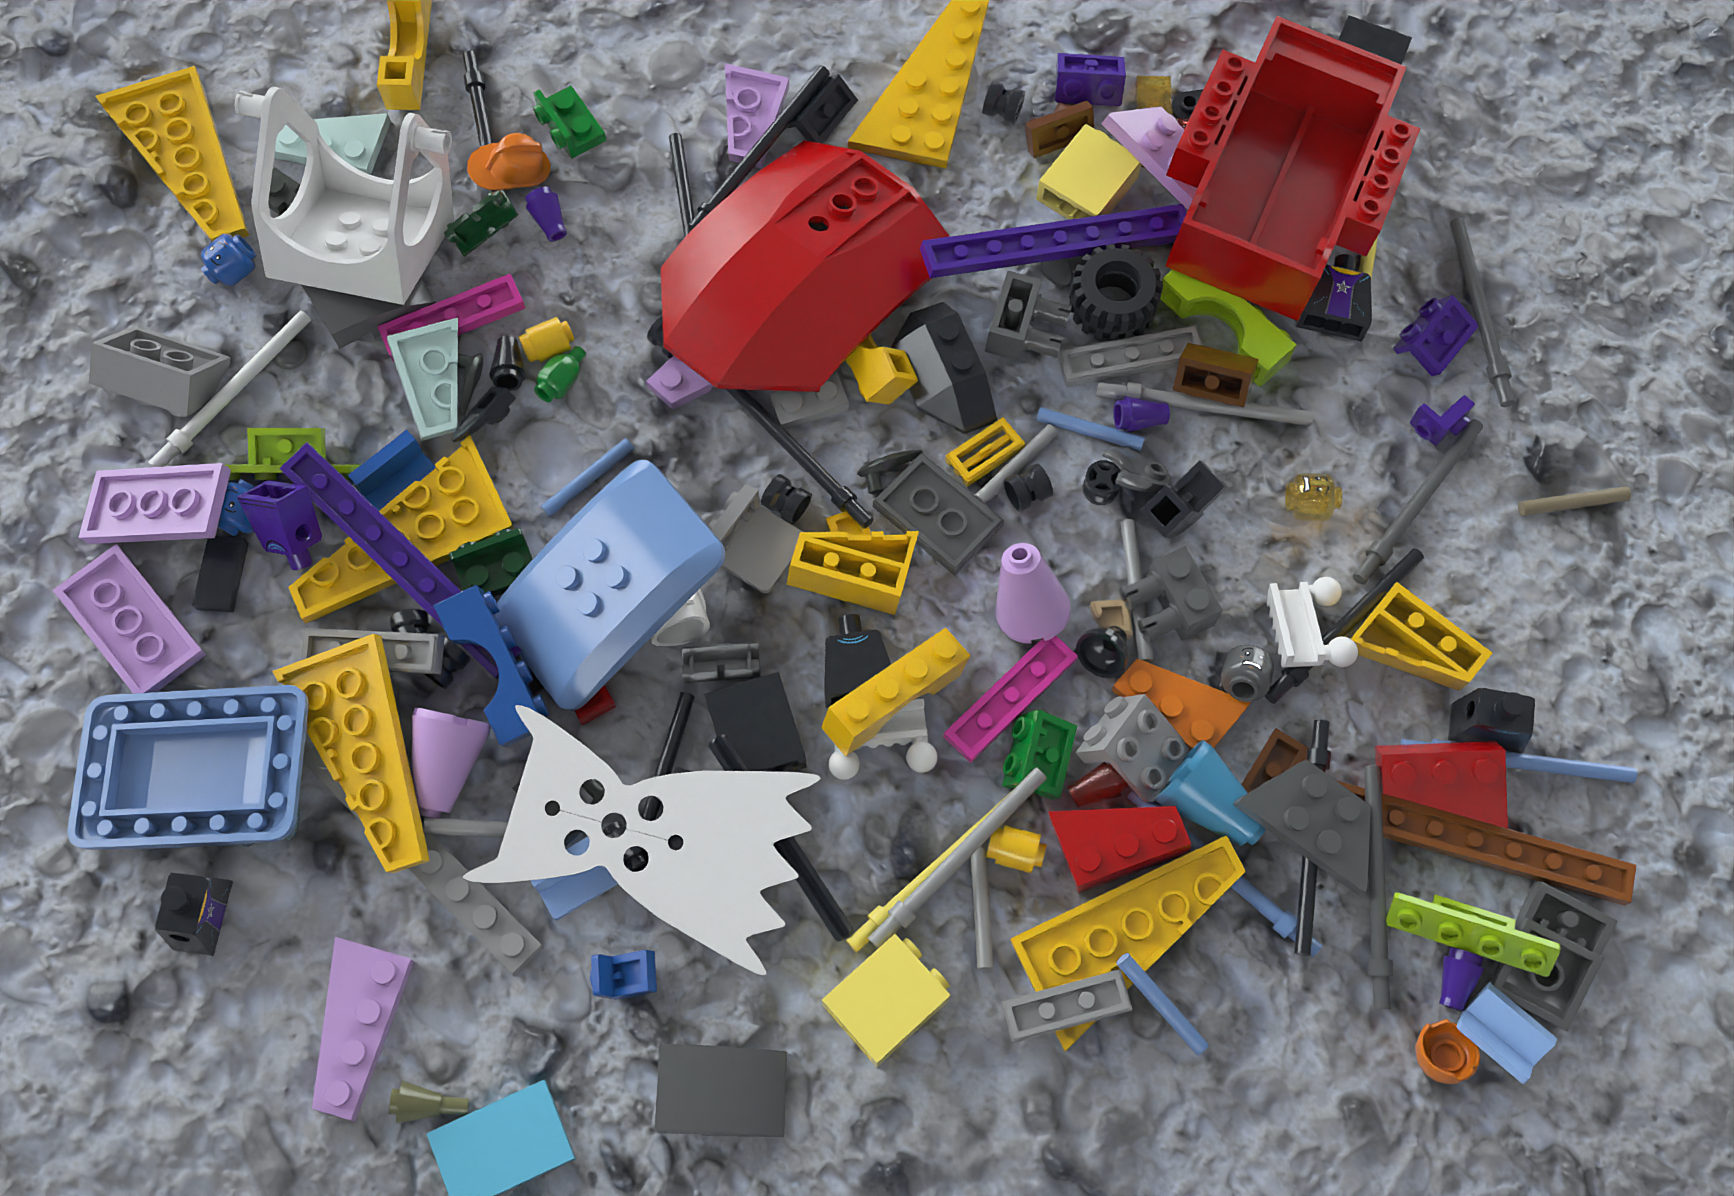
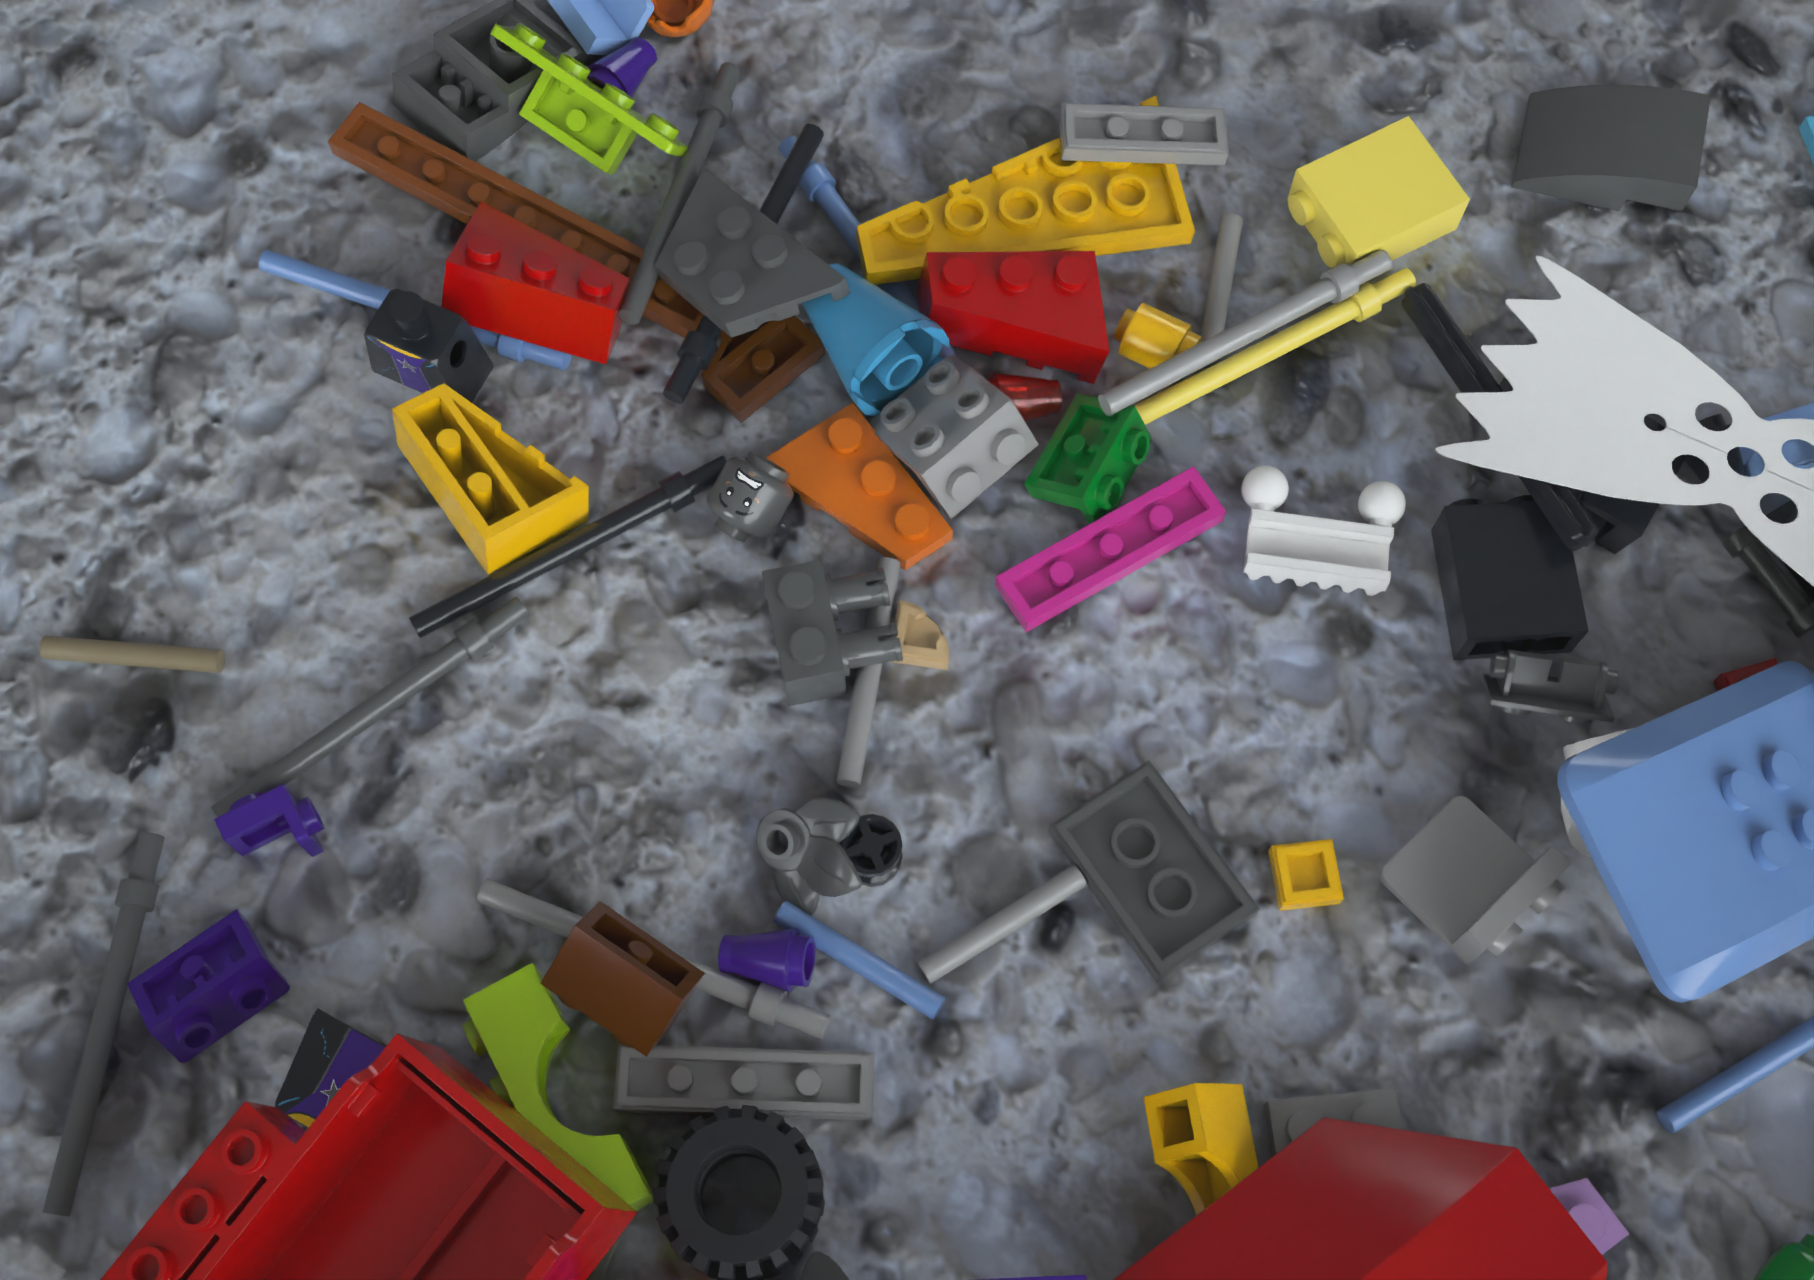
camera: 165 degrees left, 0 degrees up
(623, 974) = (1731, 304): blue bracket -> none
(670, 750) = (1642, 579): black bar -> none
(786, 498) = (1417, 952): black wheel -> none
(840, 495) = (1312, 918): black bar -> none
(851, 658) = (1337, 640): black torso -> none
(853, 567) = (1317, 782): yellow wedge -> none
(871, 705) = (1330, 542): yellow arch -> none
(884, 465) = (1228, 972): pearl dark grey bar -> none
(948, 369) = (1088, 1138): black wedge -> none
(961, 469) = (1000, 981): yellow tile -> none
(1016, 308) = (940, 1188): dark grey brick -> none
(1028, 487) = (992, 868): black wheel -> none
(1029, 596) = (1043, 666): lavender cone -> none
(1103, 651) = (949, 581): black piece -> none
(1162, 1004) = (1017, 116): medium blue bar -> none
(1183, 504) = (766, 773): black brick -> none
(1298, 626) = (649, 544): white gear -> none
(1312, 497) = (542, 742): clear yellow head -> none

